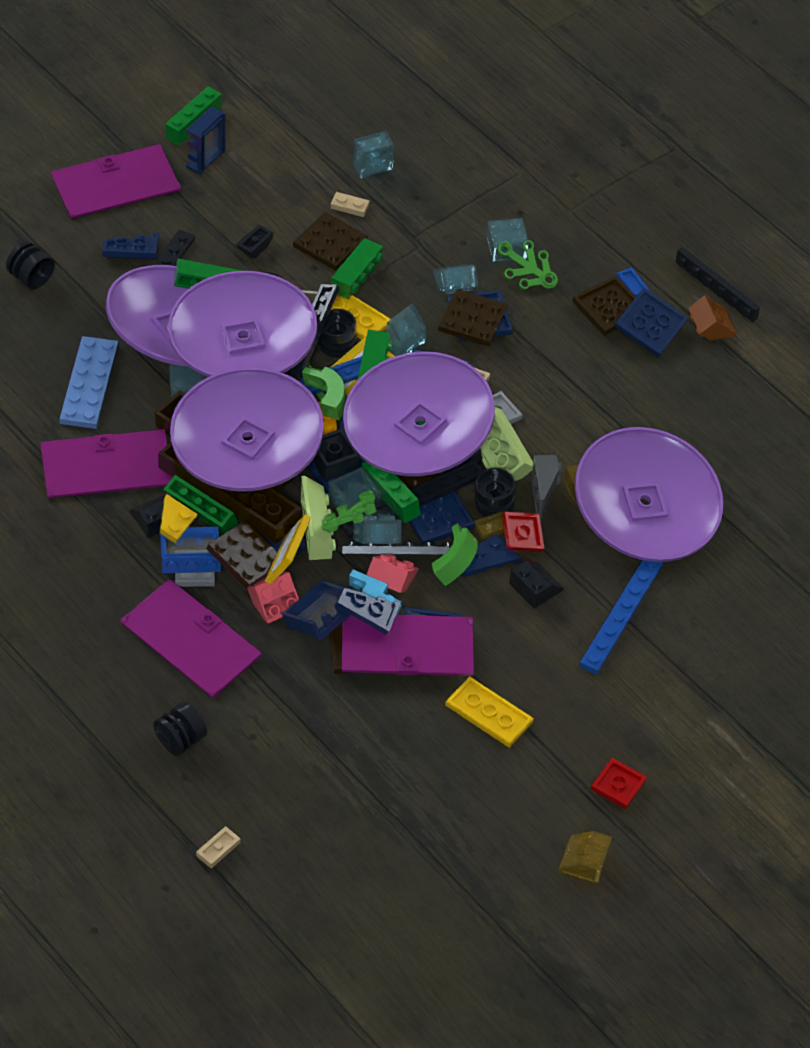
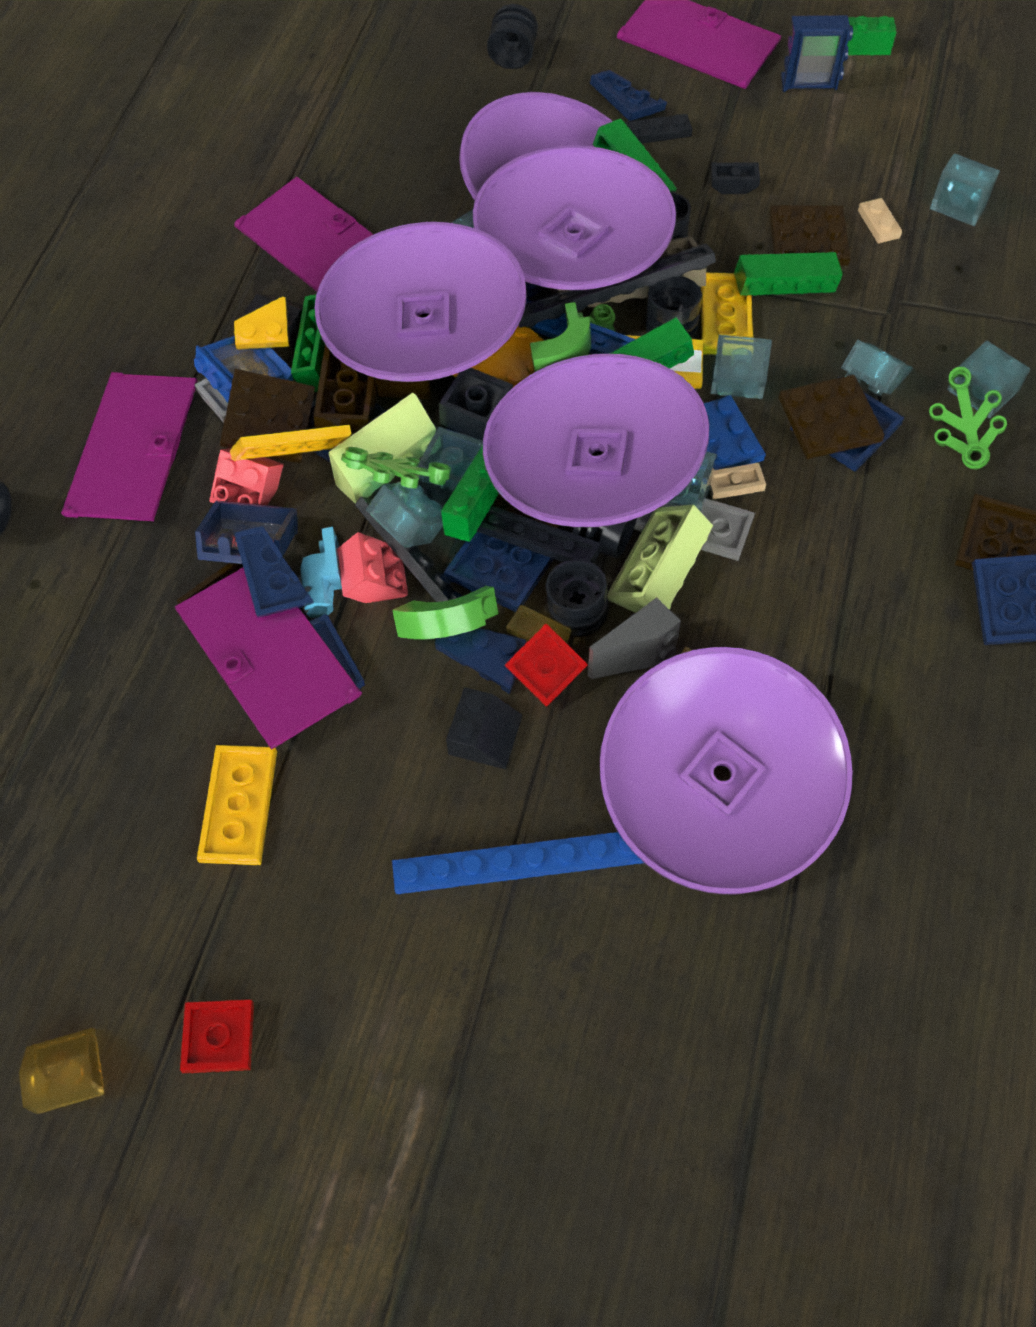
camera: 60 degrees right, 10 degrees up
(89, 382) = (406, 171): medium blue plate -> none

